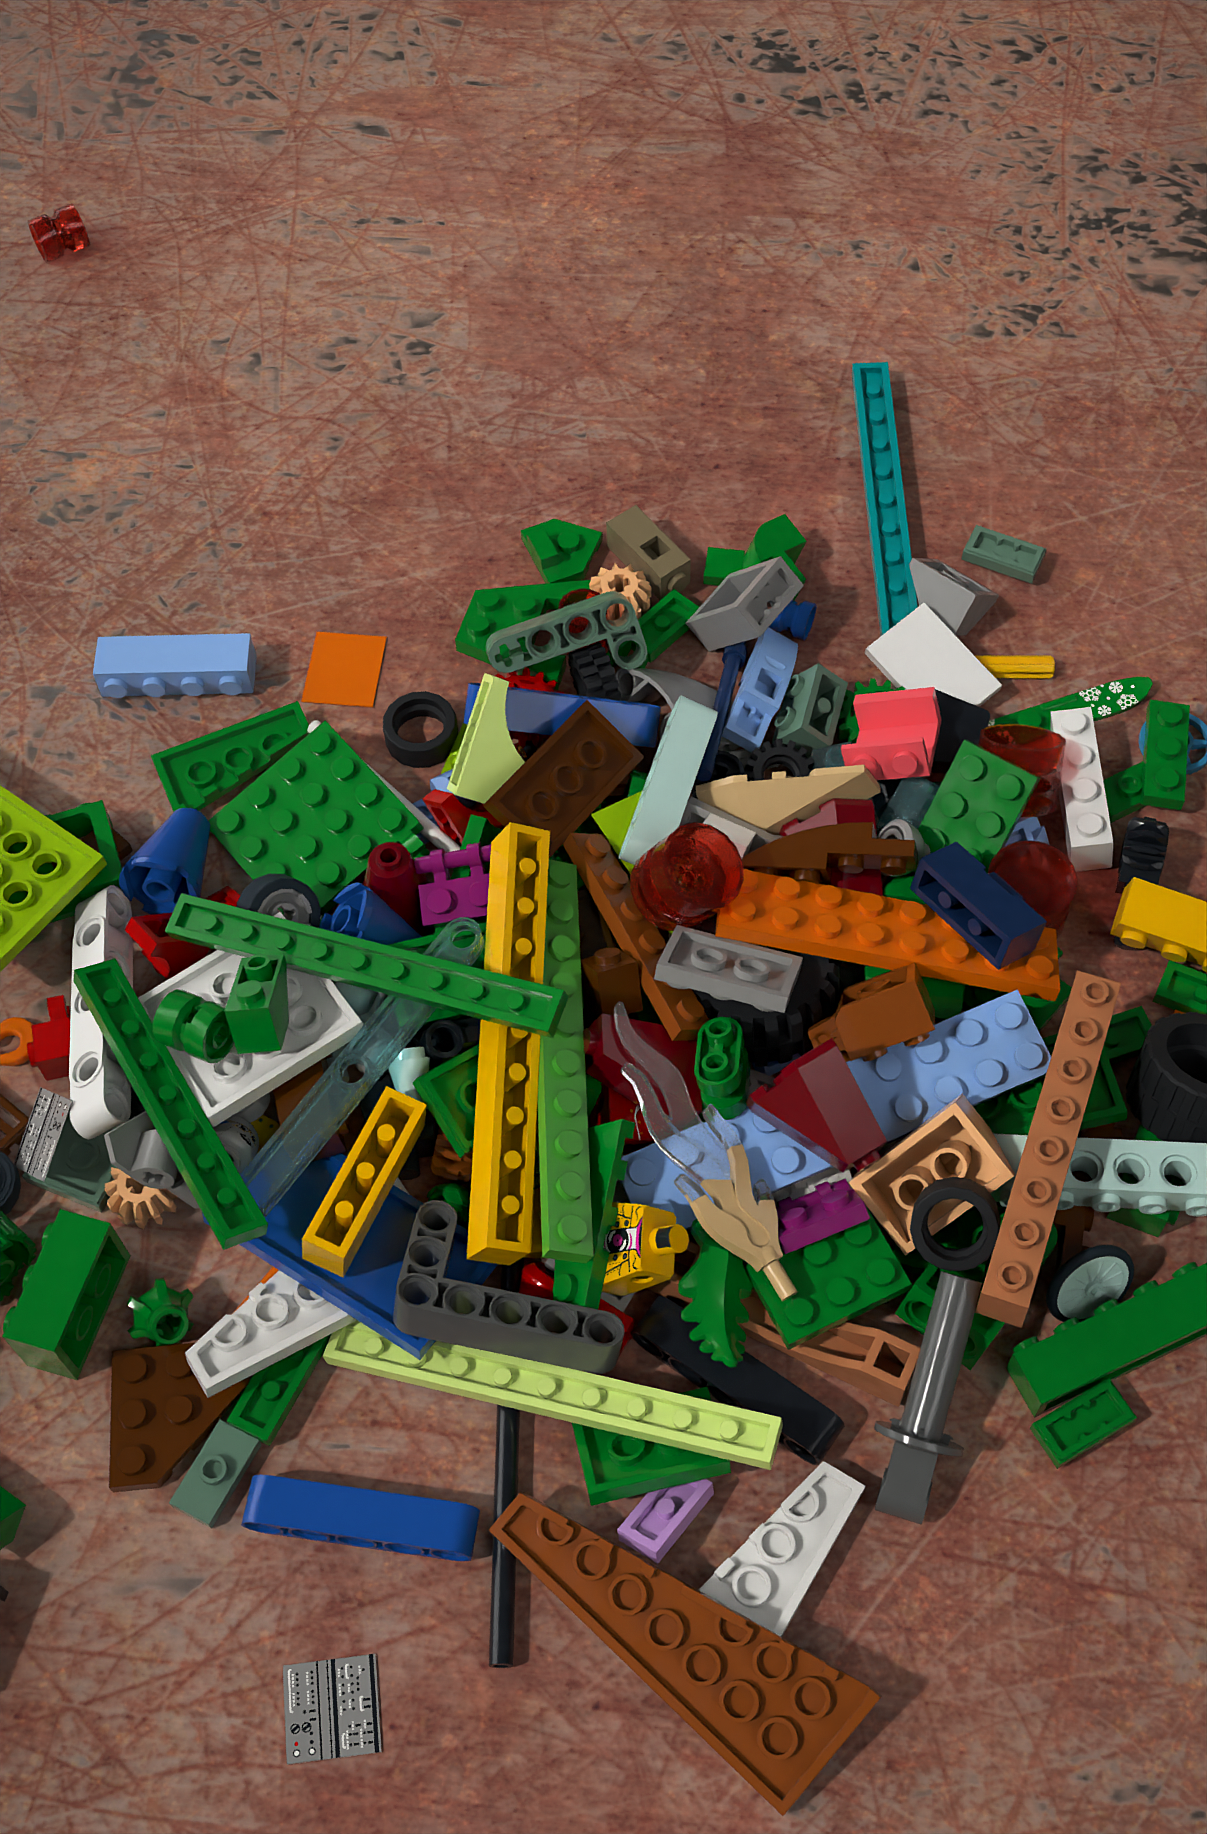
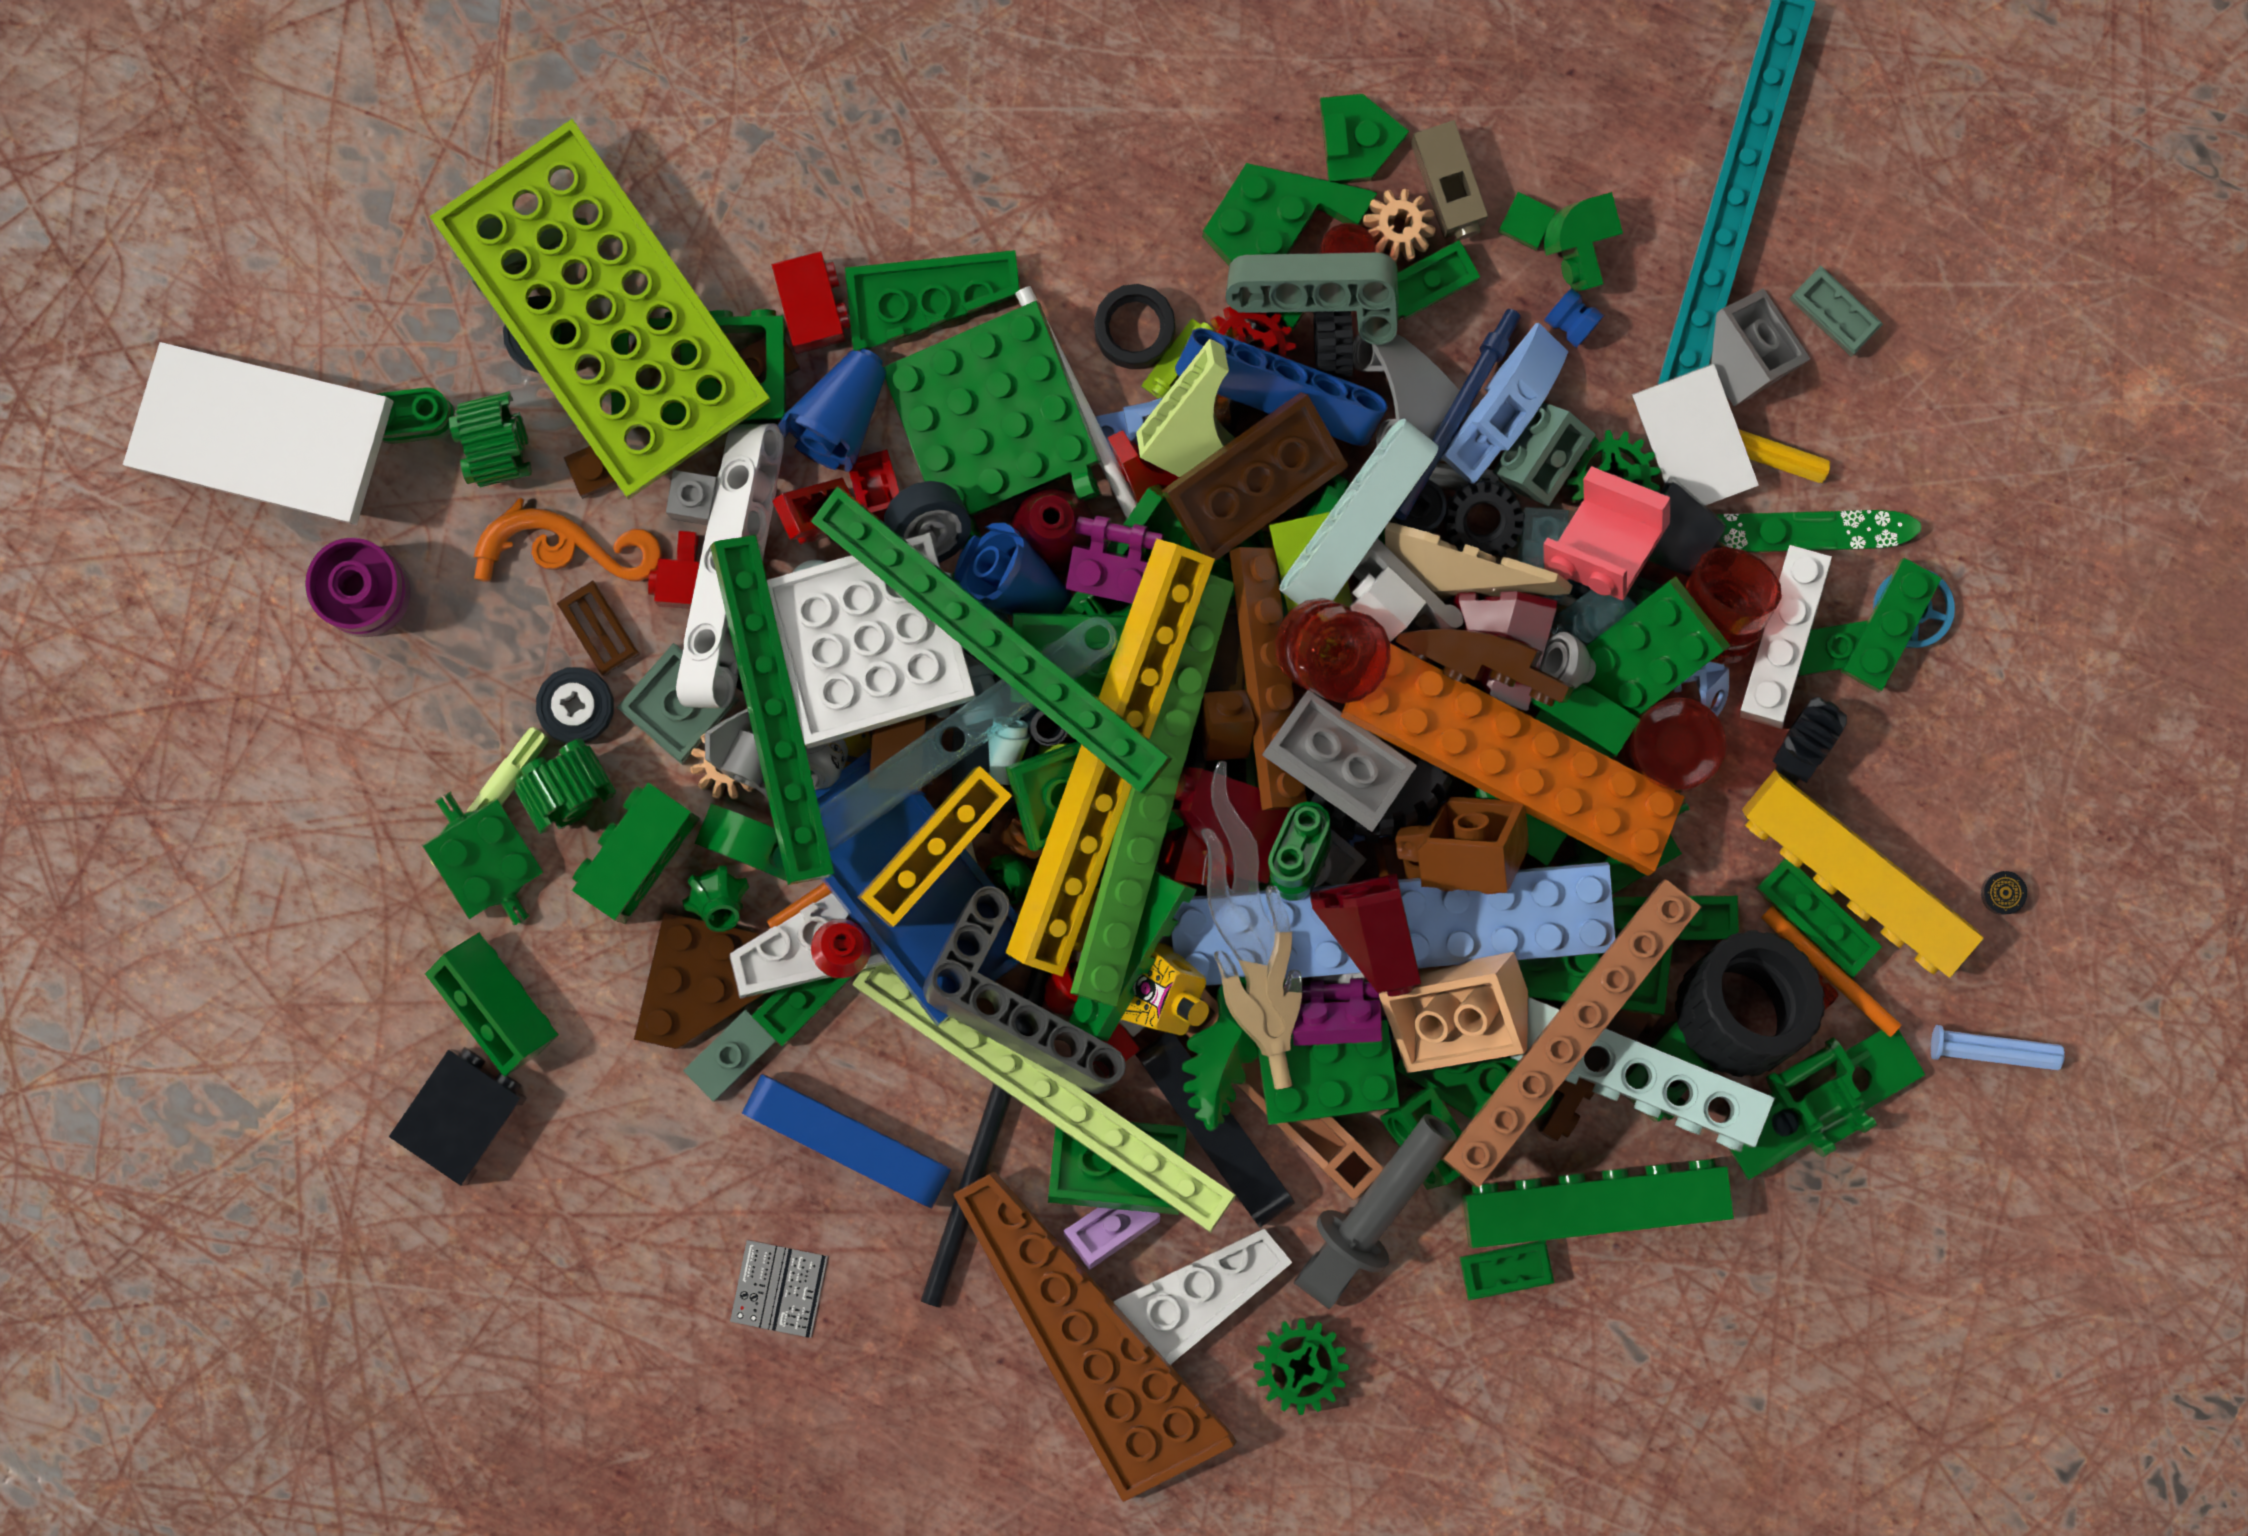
camera: 15 degrees right, 25 degrees up
(42, 1133) = (645, 680): light grey sticker -> none
(51, 969) = (690, 497): none -> light grey brick
(126, 790) = (809, 302): none -> red brick
(175, 665) = (897, 156): light blue brick -> none
(181, 1249) = (741, 840): none -> green brick
(193, 1026) = (810, 644): green wheel -> none
(259, 1004) = (882, 648): green slope -> none
(298, 1311) = (826, 948): none -> red cone
(344, 669) = (1077, 212): orange sticker -> none
(739, 604) = (1520, 329): light grey window -> none
(937, 1594) = (1319, 1373): none -> green gear
(946, 1257) = (1444, 1097): black tyre -> none
(978, 905) = (1611, 762): dark blue piece -> none
(1089, 1281) = (1563, 1154): light aqua wheel -> none

